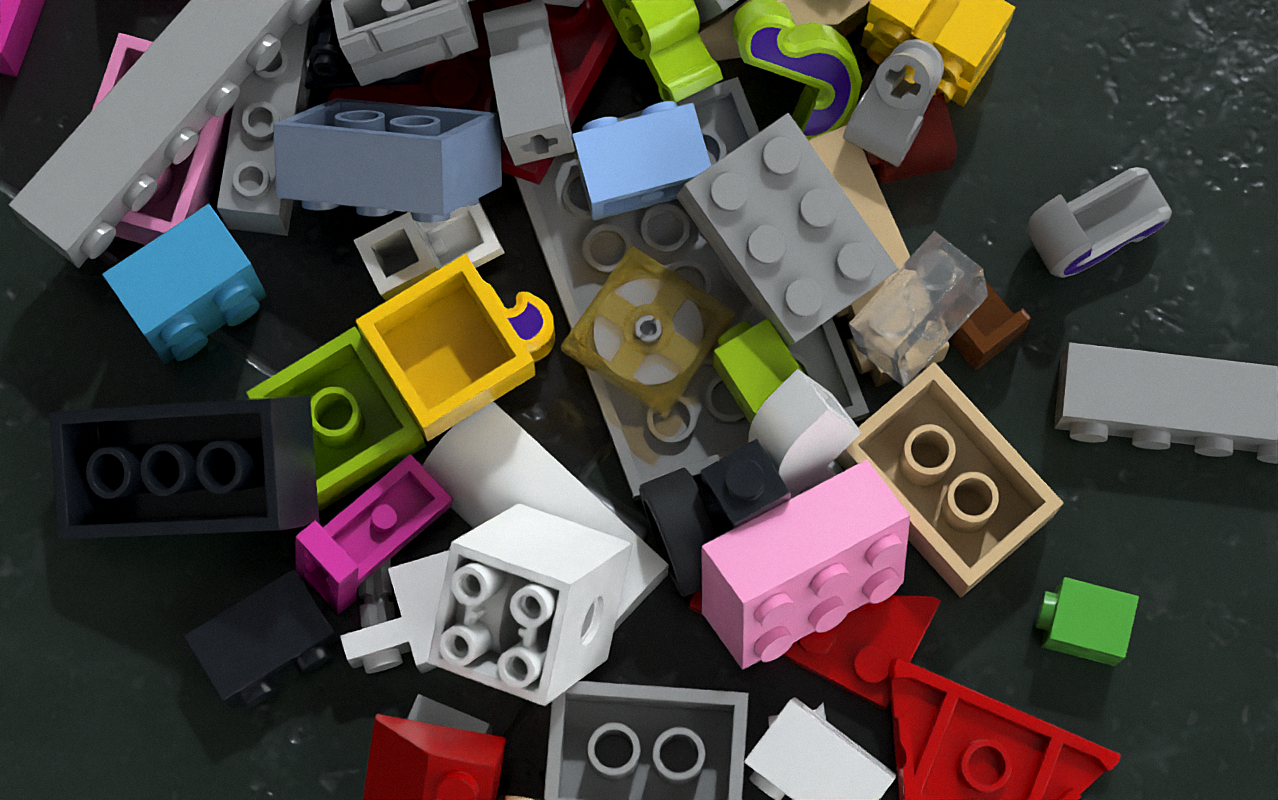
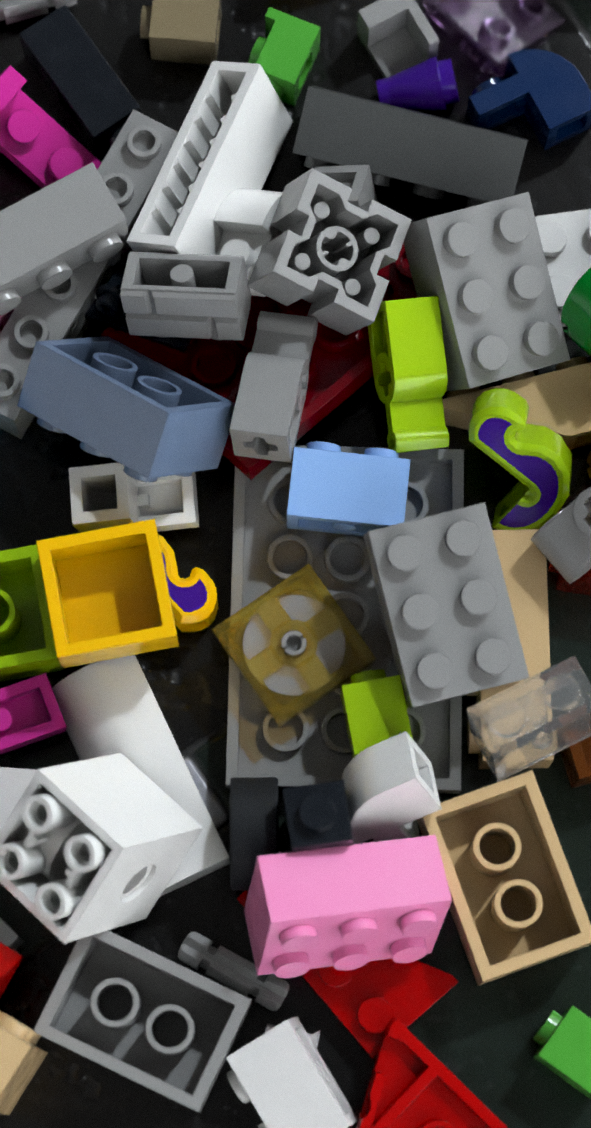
camera: 20 degrees right, 0 degrees up
(715, 675) = (233, 971): none -> light grey axle

